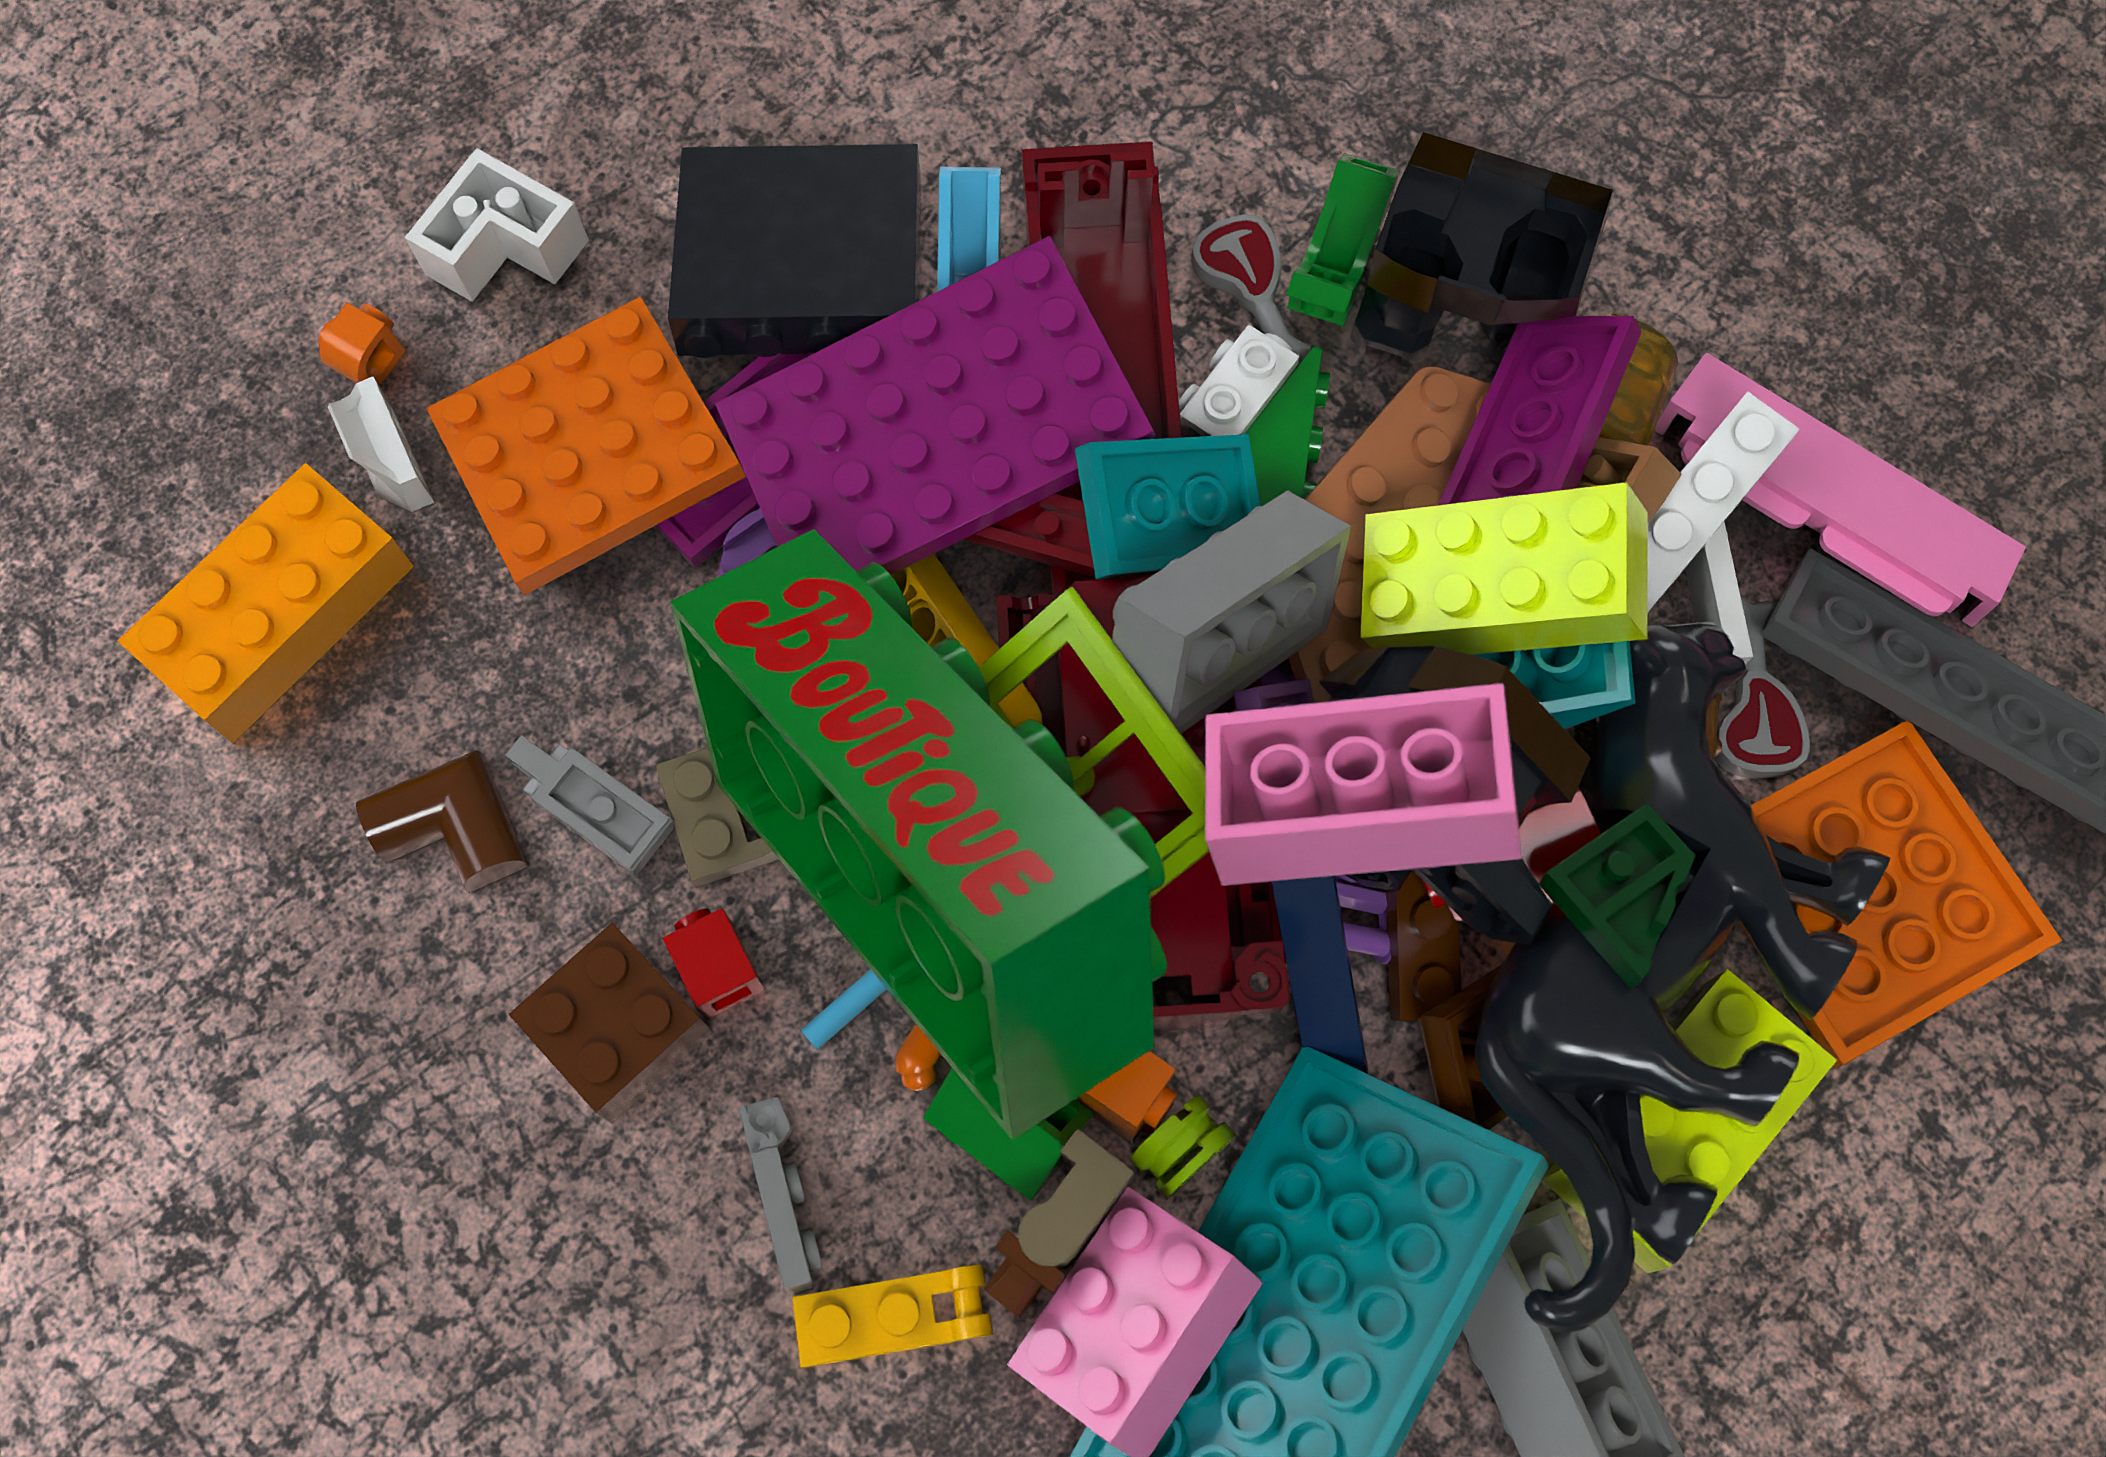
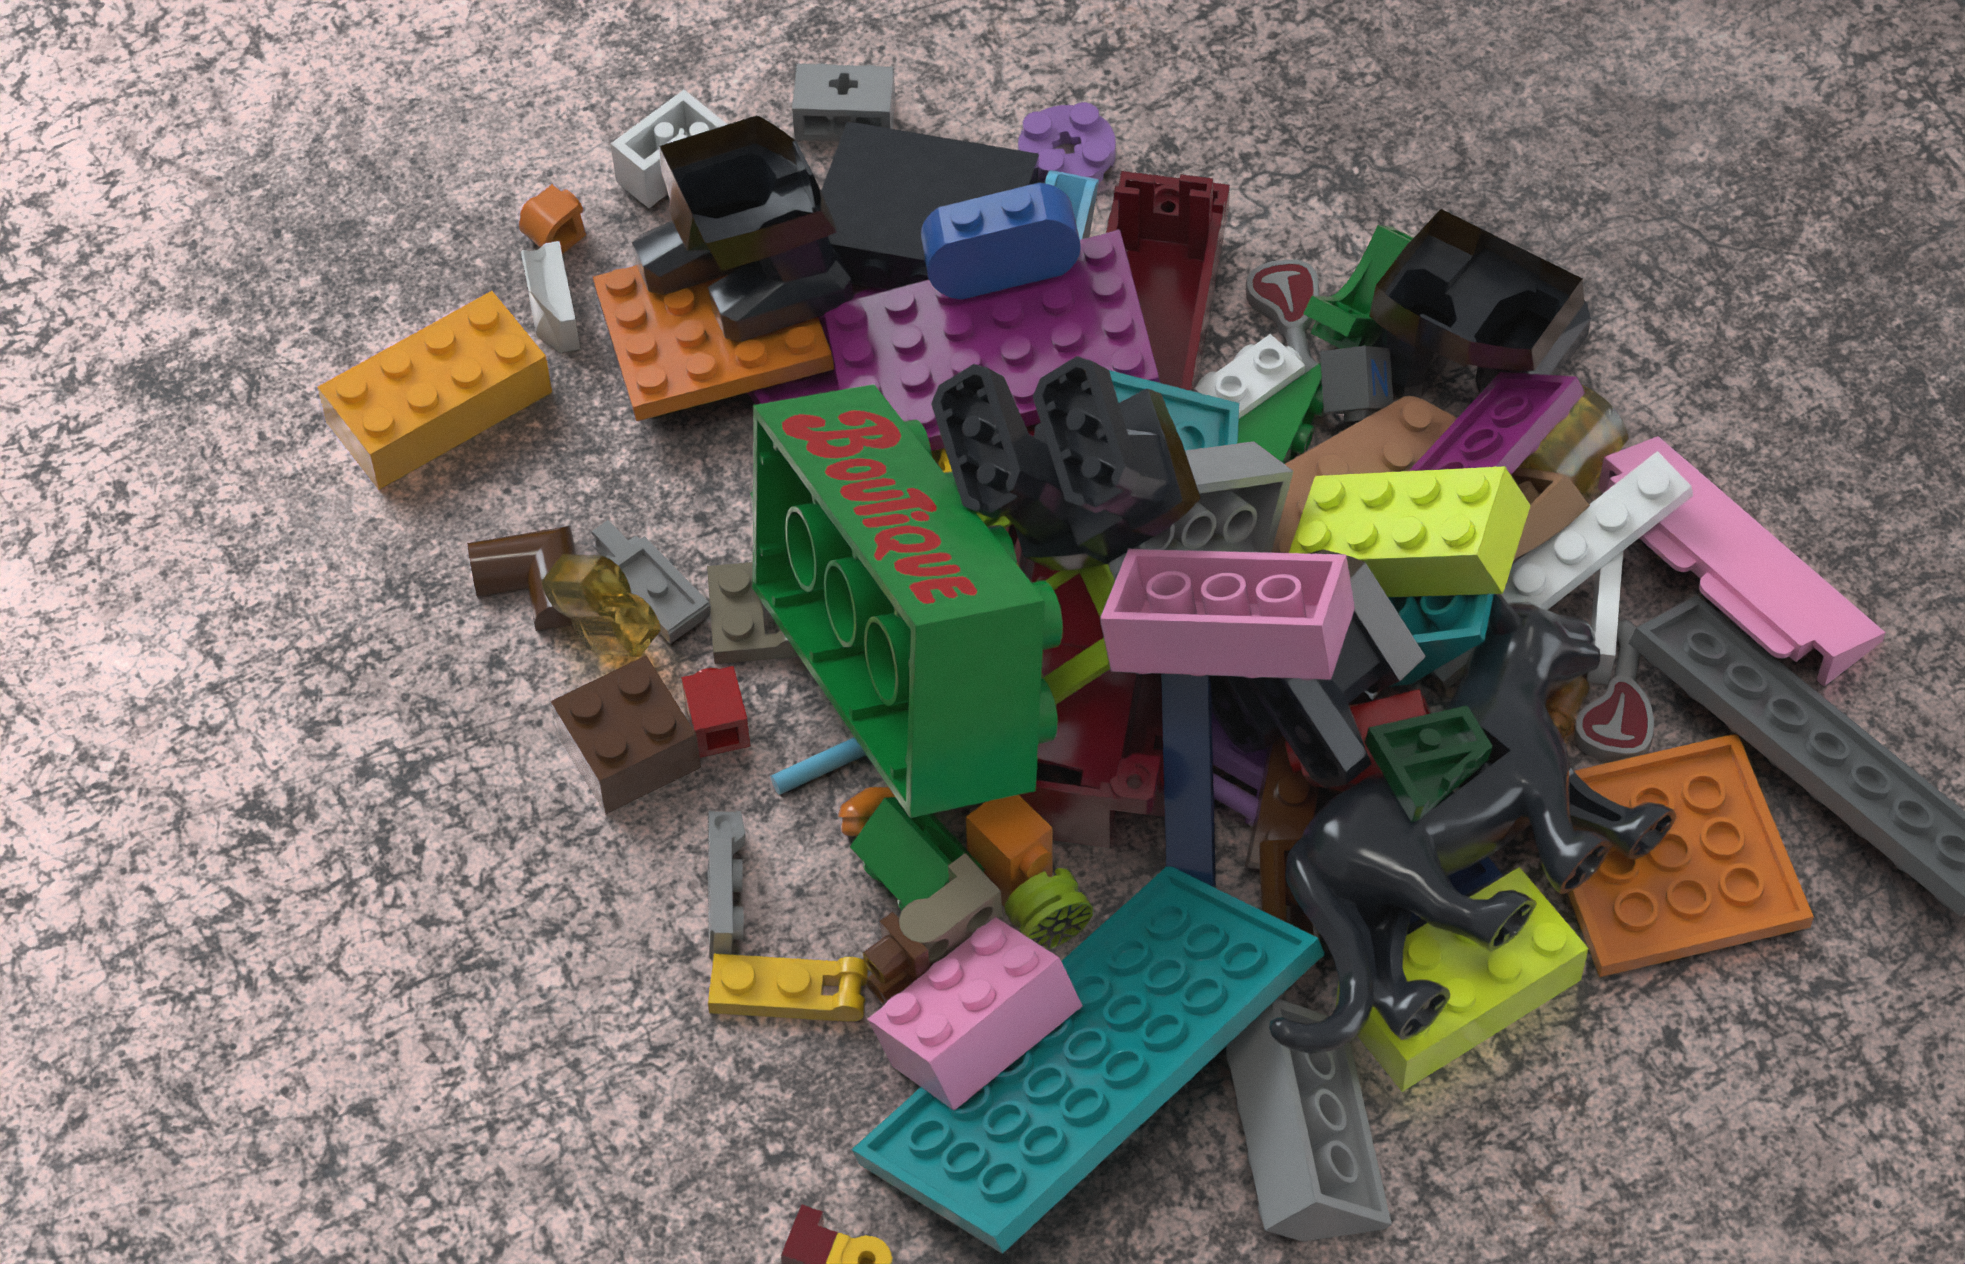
camera: 15 degrees right, 15 degrees down
(539, 864) = (601, 605): none -> clear yellow brick
(599, 313) = (746, 212): none -> black piece
(664, 113) = (835, 94): none -> light grey brick
(915, 287) = (1000, 241): none -> blue brick
(949, 95) = (1074, 125): none -> medium lavender plate
(1119, 634) = (1086, 481): none -> black piece
(1360, 363) = (1356, 381): none -> dark grey brick

